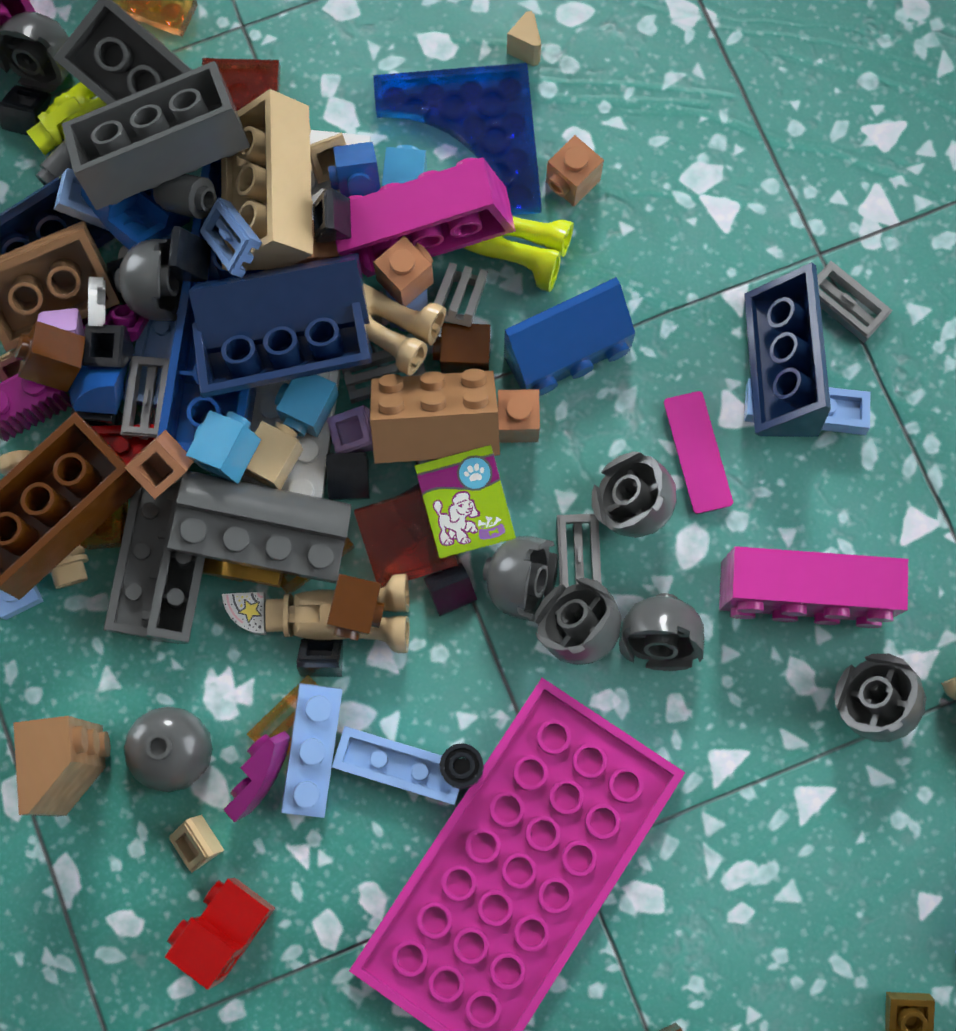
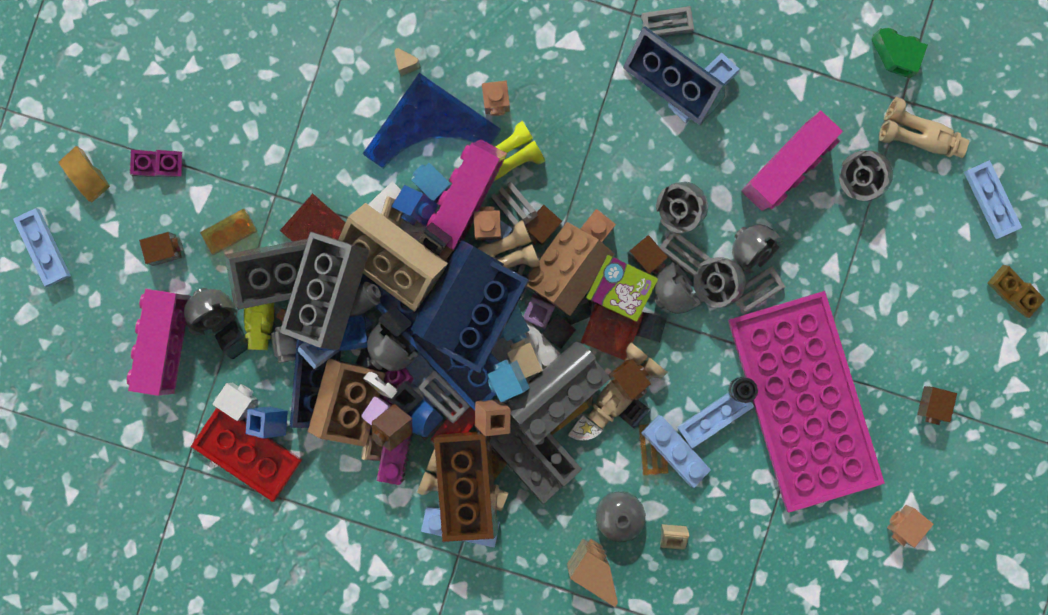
camera: 55 degrees left, 10 degrees up
(216, 940) = (728, 562): red brick -> none
(235, 231) = (405, 291): medium blue tile -> none
(261, 772) = (664, 475): magenta slope -> none
(393, 478) = (580, 313): none -> black slope
(537, 506) = (648, 256): none -> reddish brown brick
(570, 338) = (582, 173): blue slope -> none
(646, 697) = (775, 278): none -> light grey tile
(698, 452) = (681, 157): dark pink piece -> none

